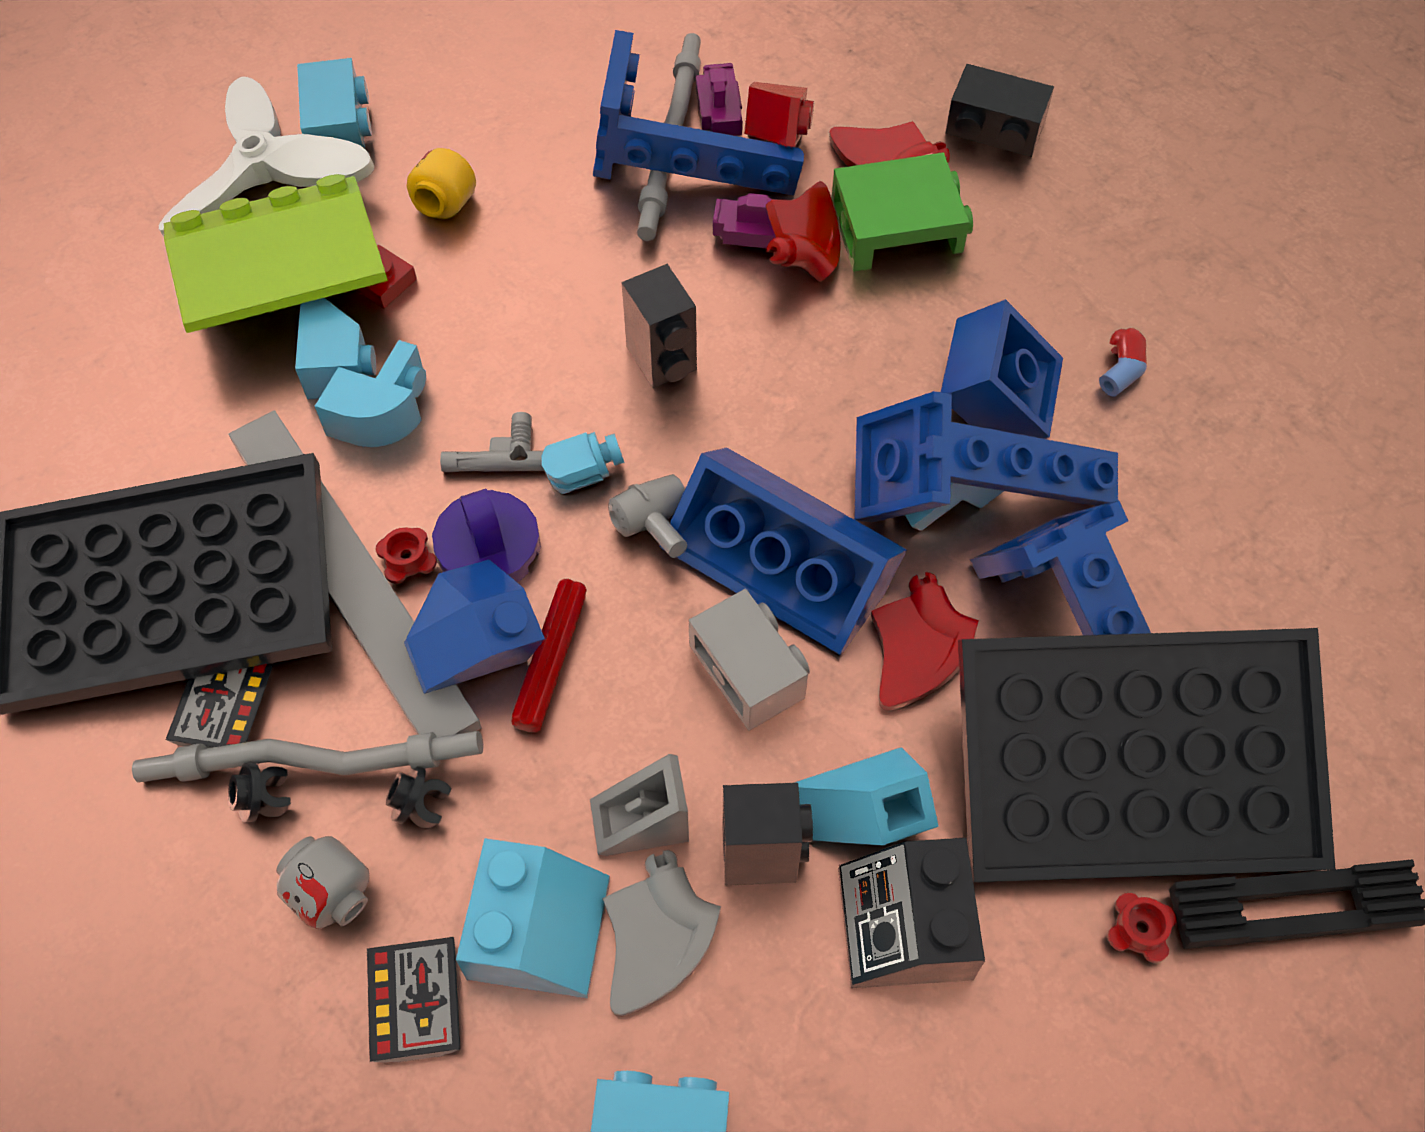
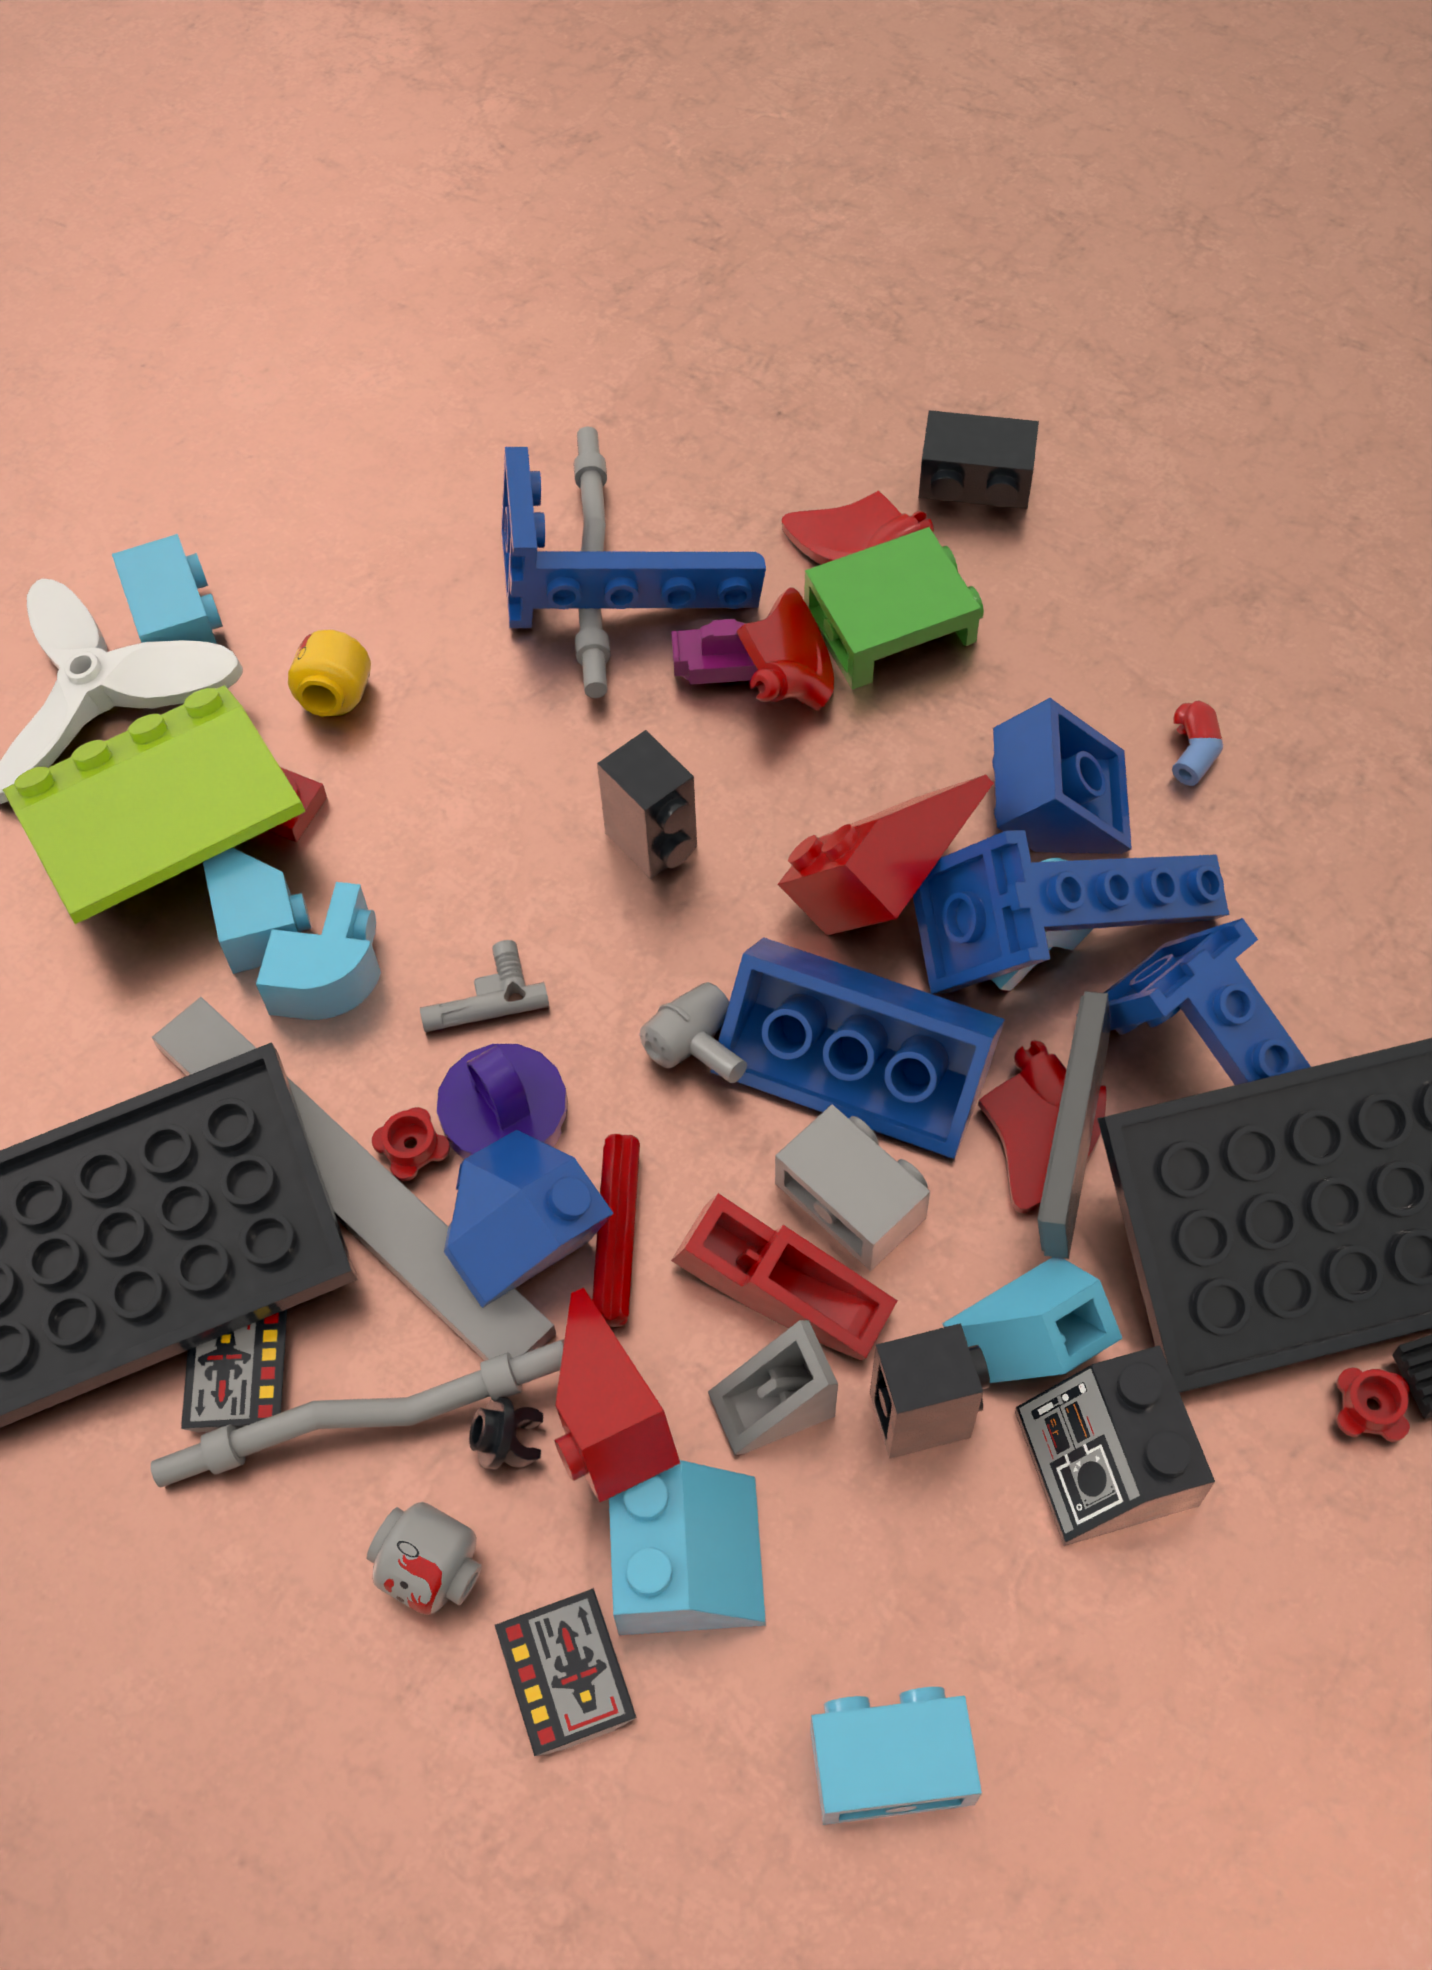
camera: 10 degrees left, 0 degrees up
(249, 793) = (304, 1473): black plate -> none
(491, 793) = (606, 1409): none -> red slope
(580, 461) = (591, 987): medium azure arm -> none
(658, 934) = (830, 1532): light grey arm -> none
(674, 720) = (784, 1277): none -> red slope
(719, 99) = (641, 506): magenta piece -> none
(778, 113) = (720, 512): red slope -> none
(827, 405) = (878, 863): none -> red slope
(940, 645) = (1074, 1126): none -> dark grey tile

